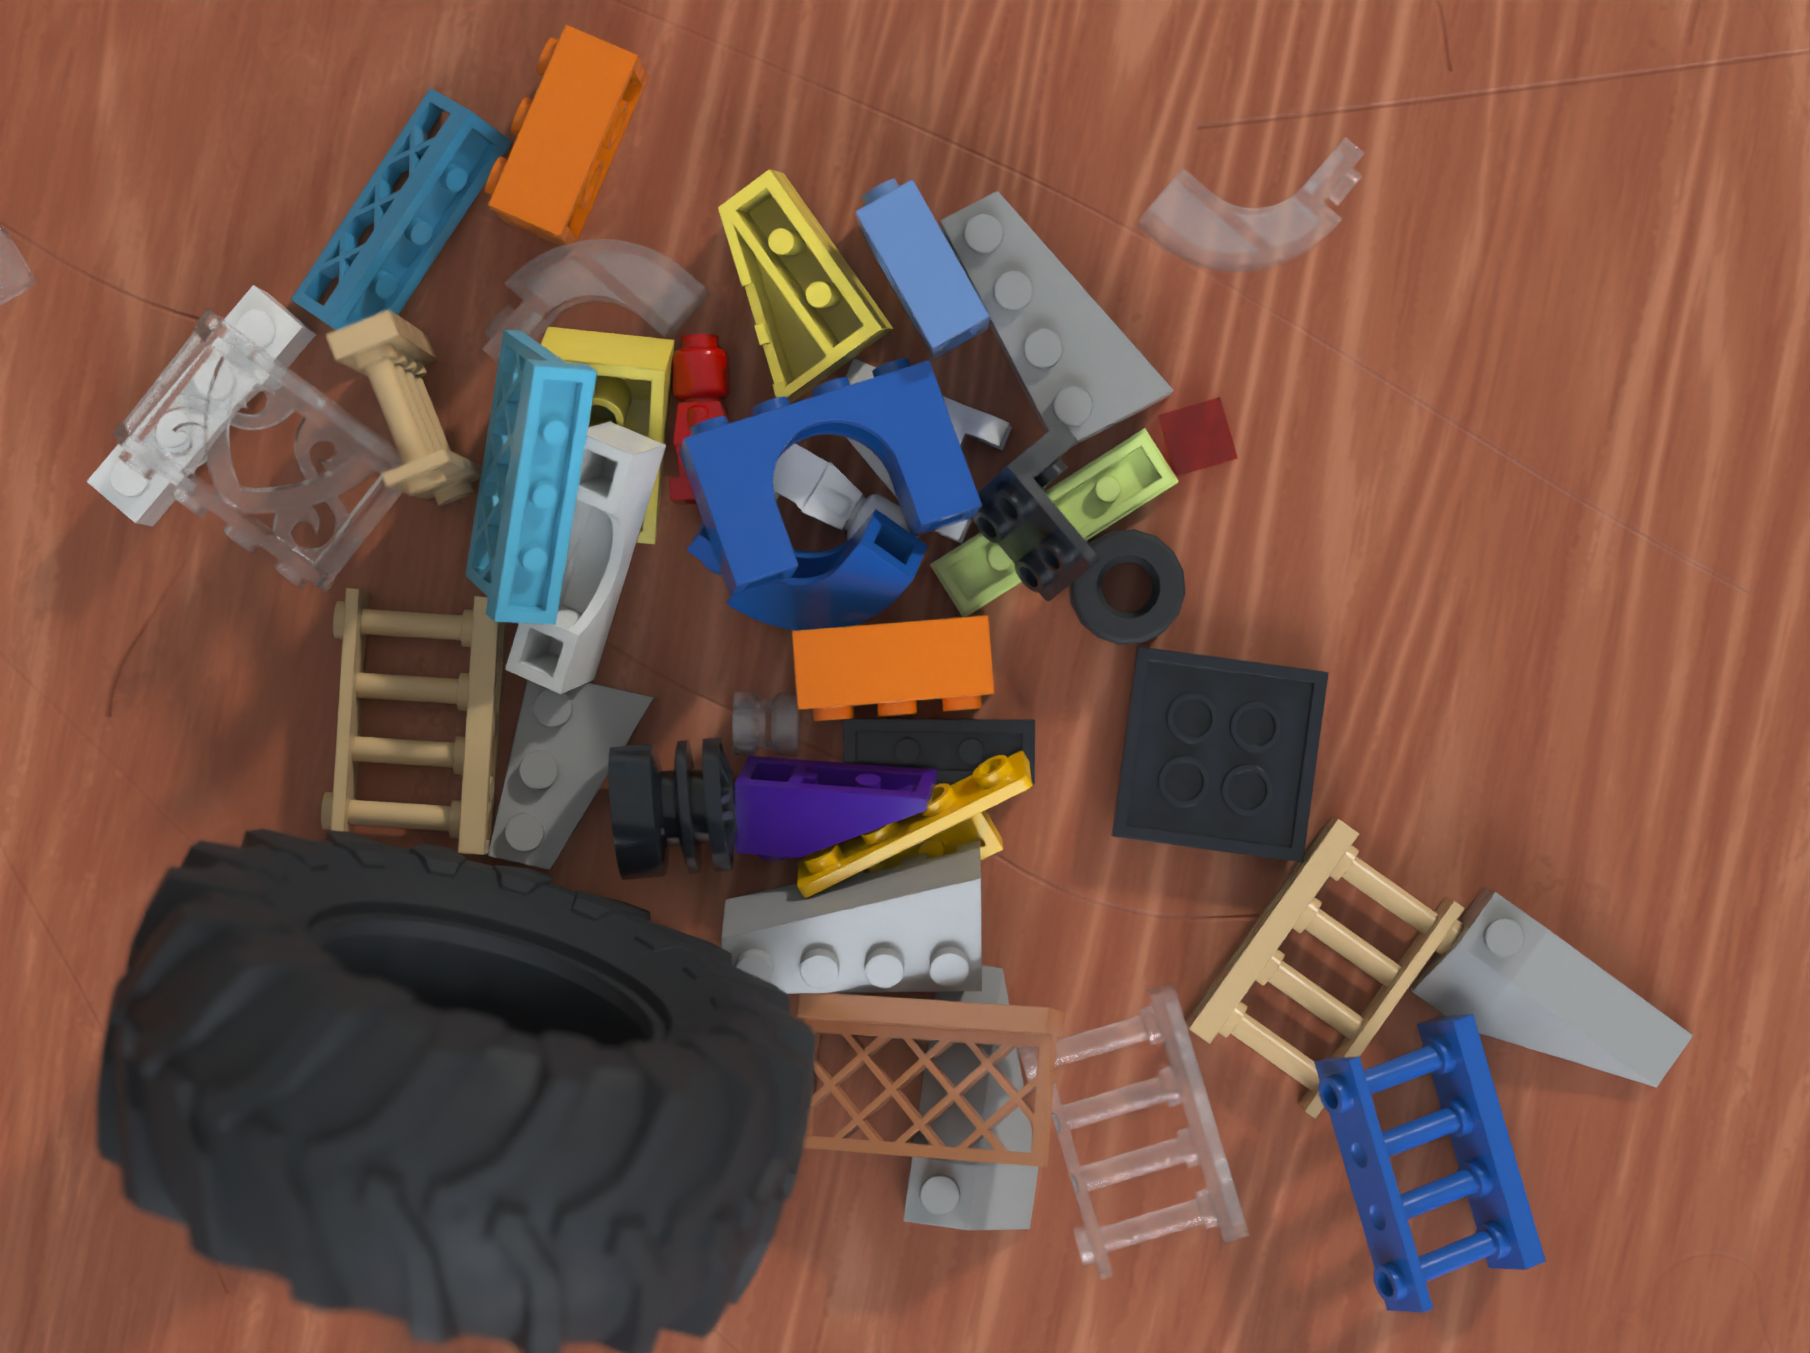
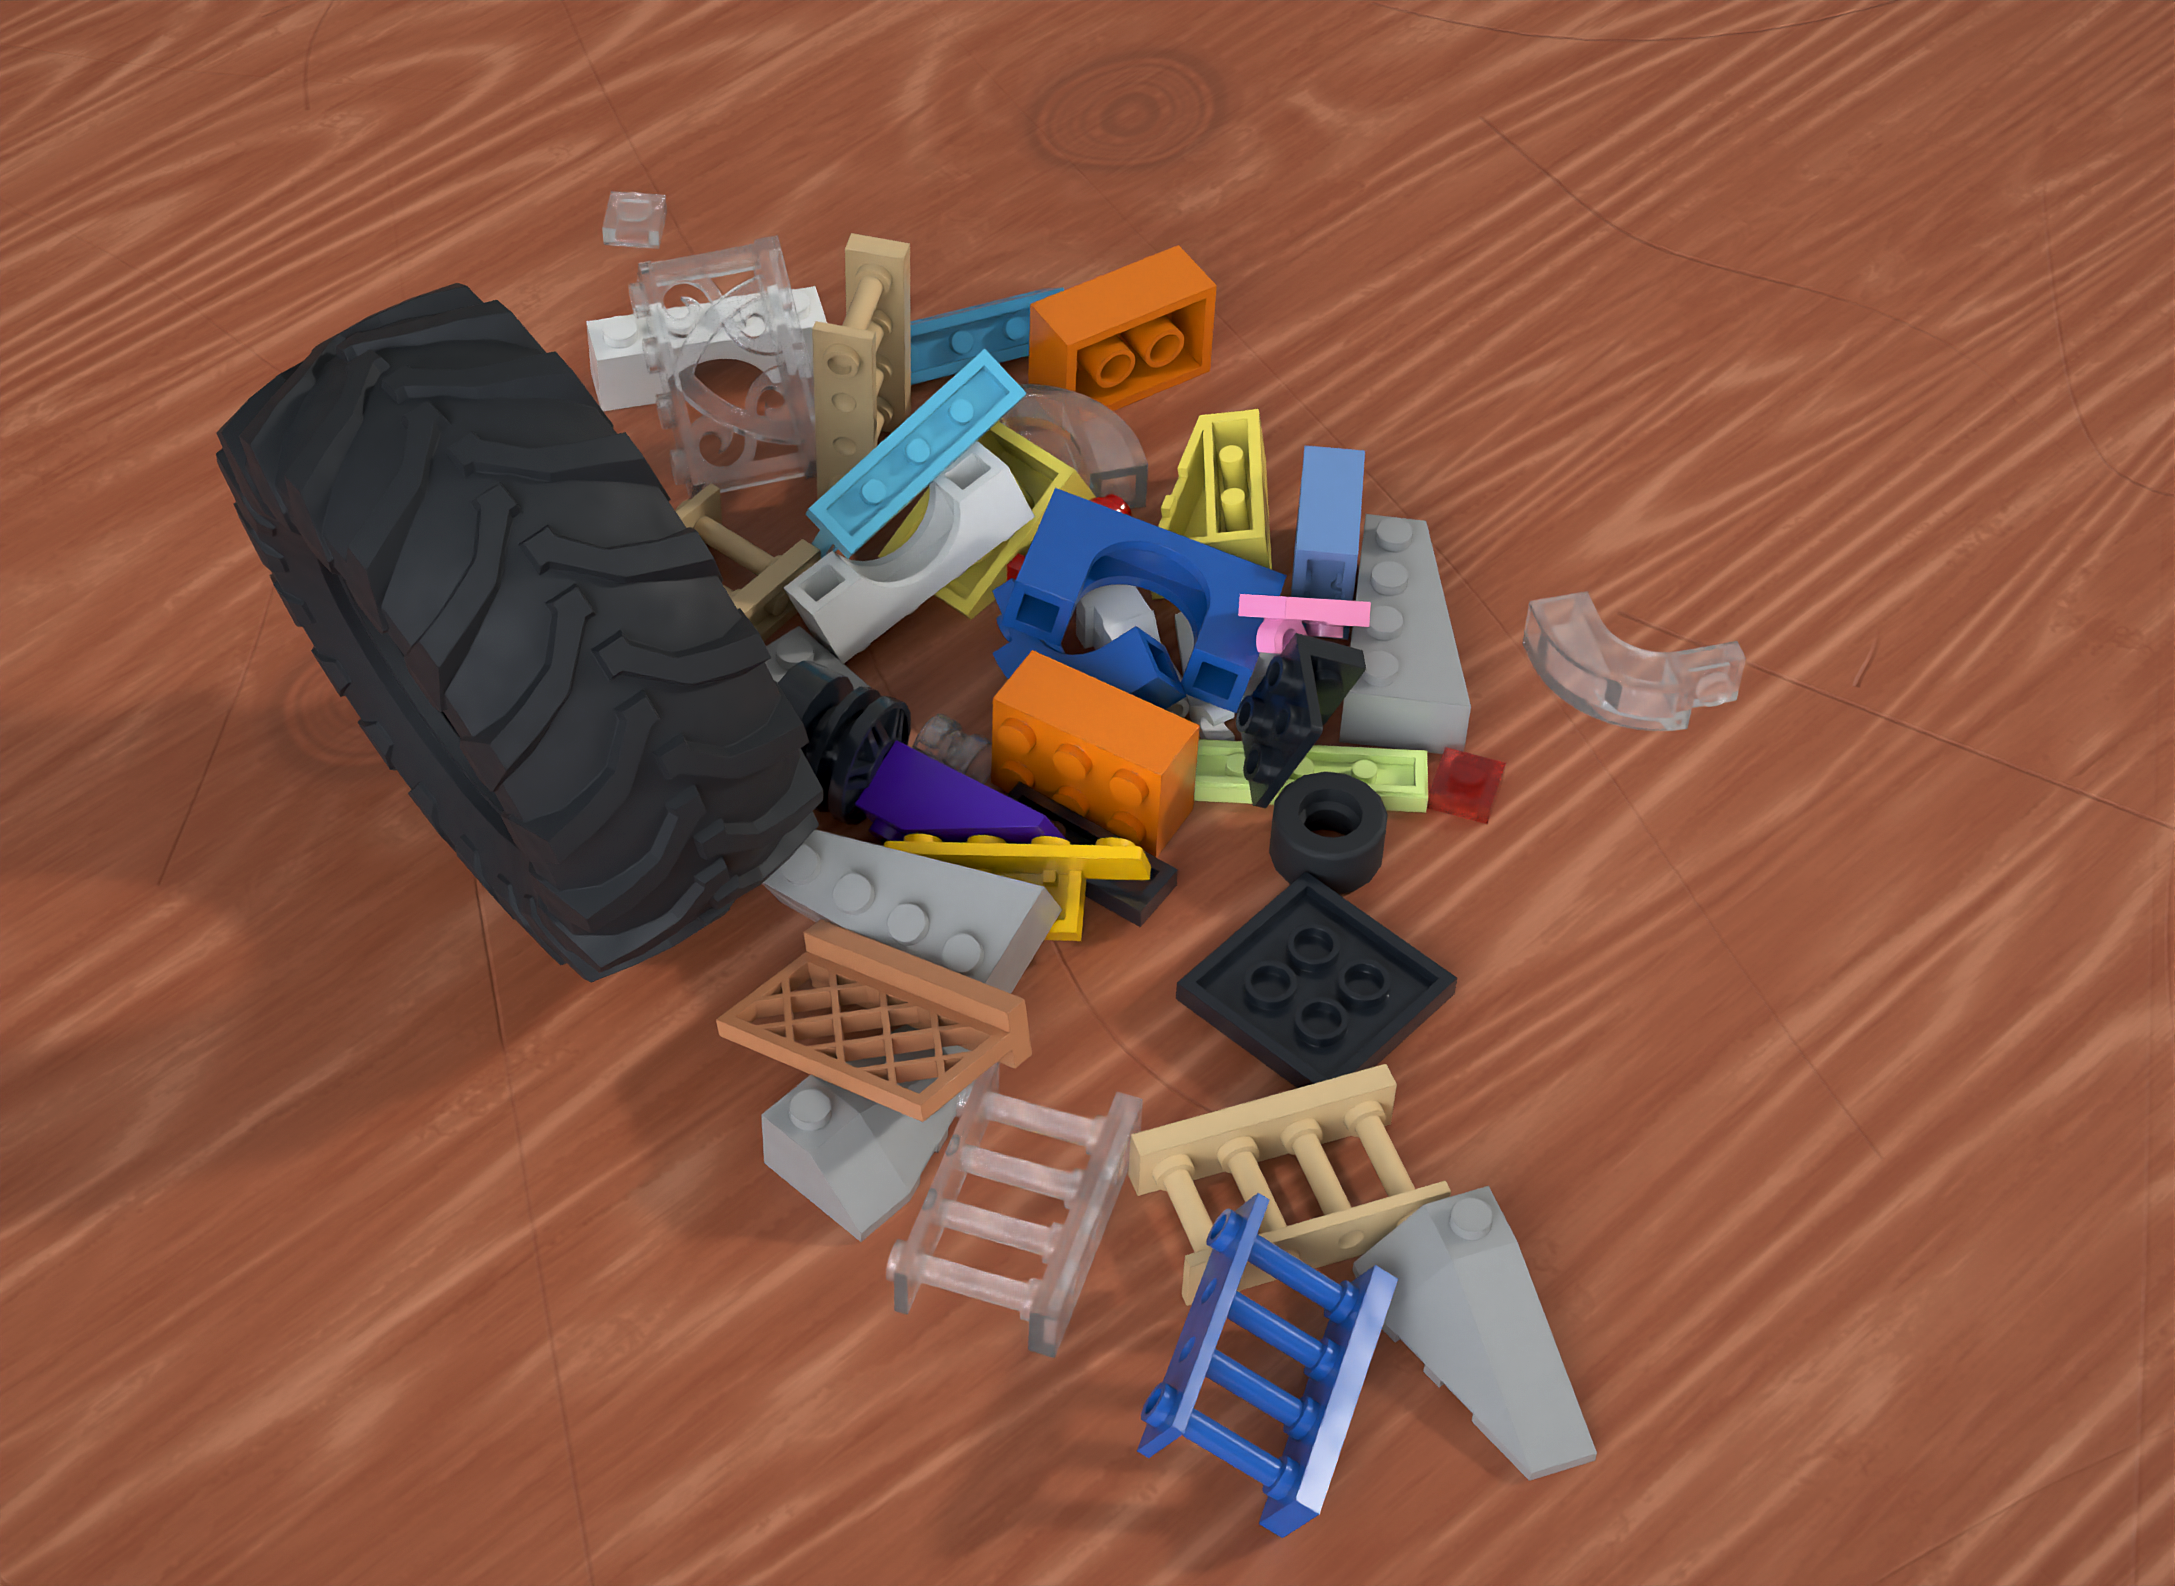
camera: 30 degrees right, 40 degrees down
(983, 412) = (1286, 614): none -> bright pink plate

